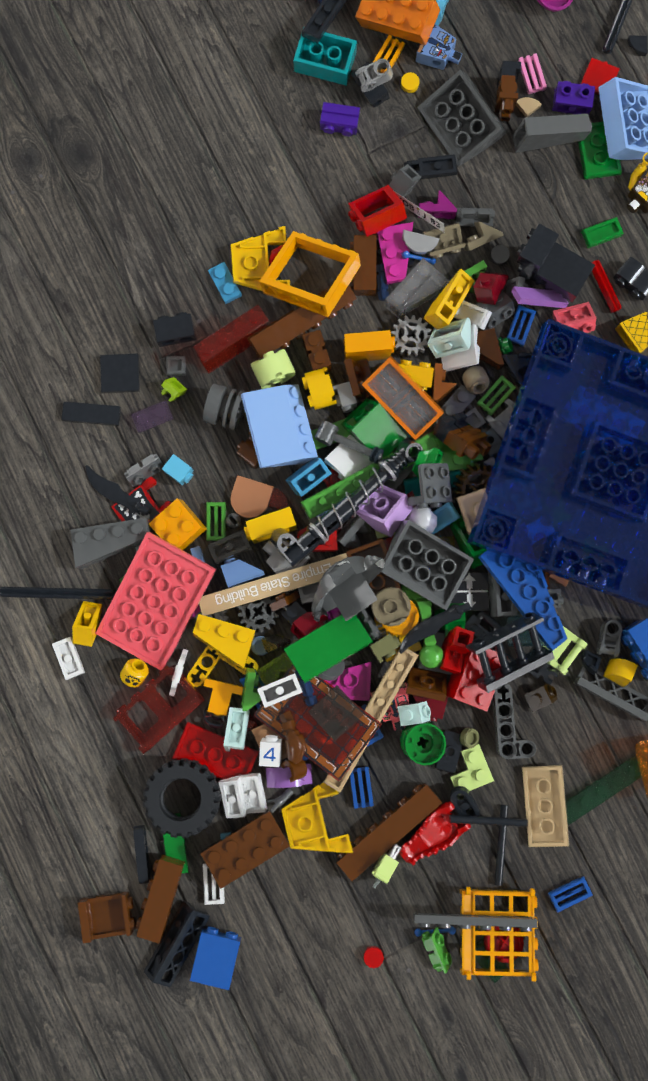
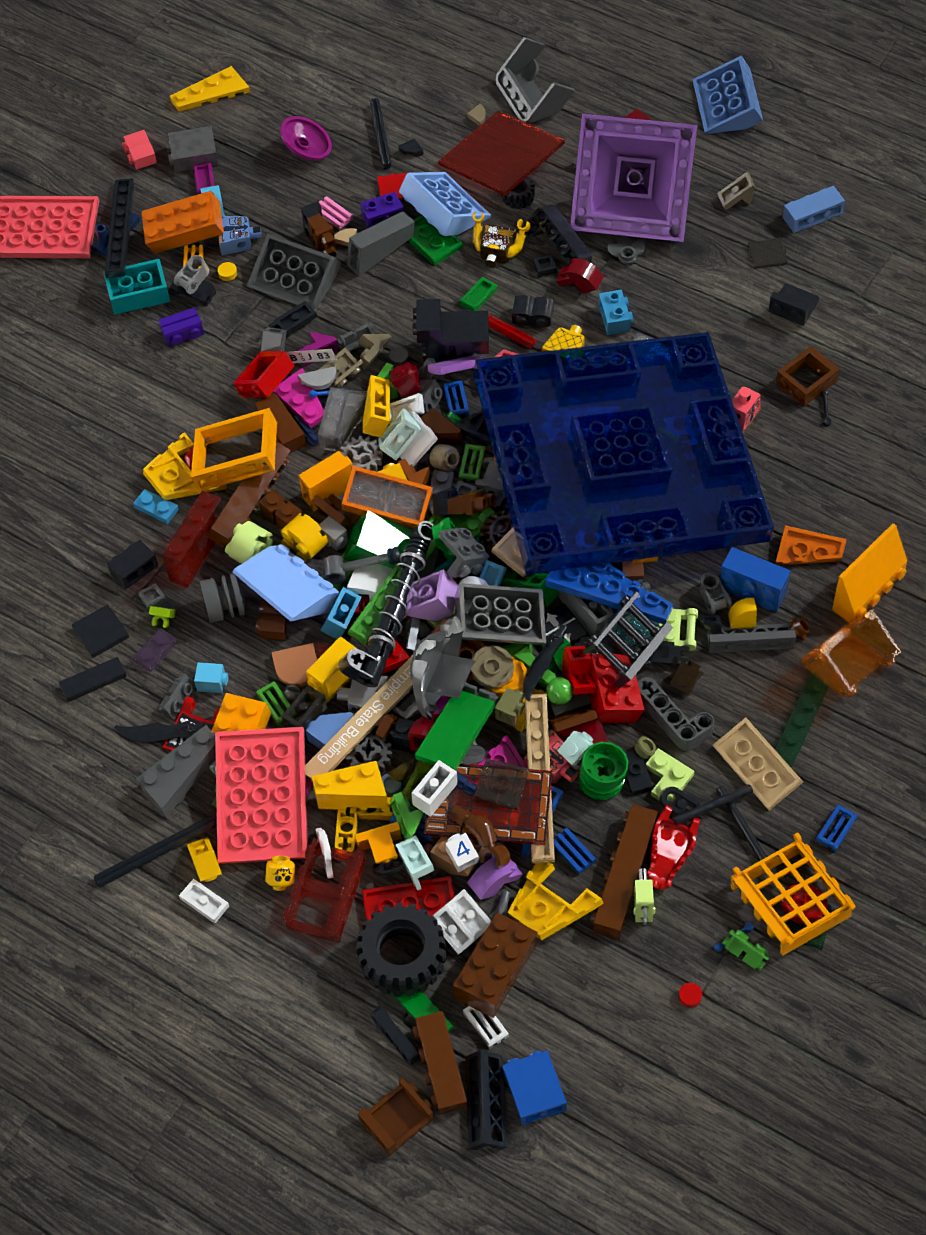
camera: 30 degrees left, 25 degrees down
(483, 921) = (758, 887): dark grey plate -> none

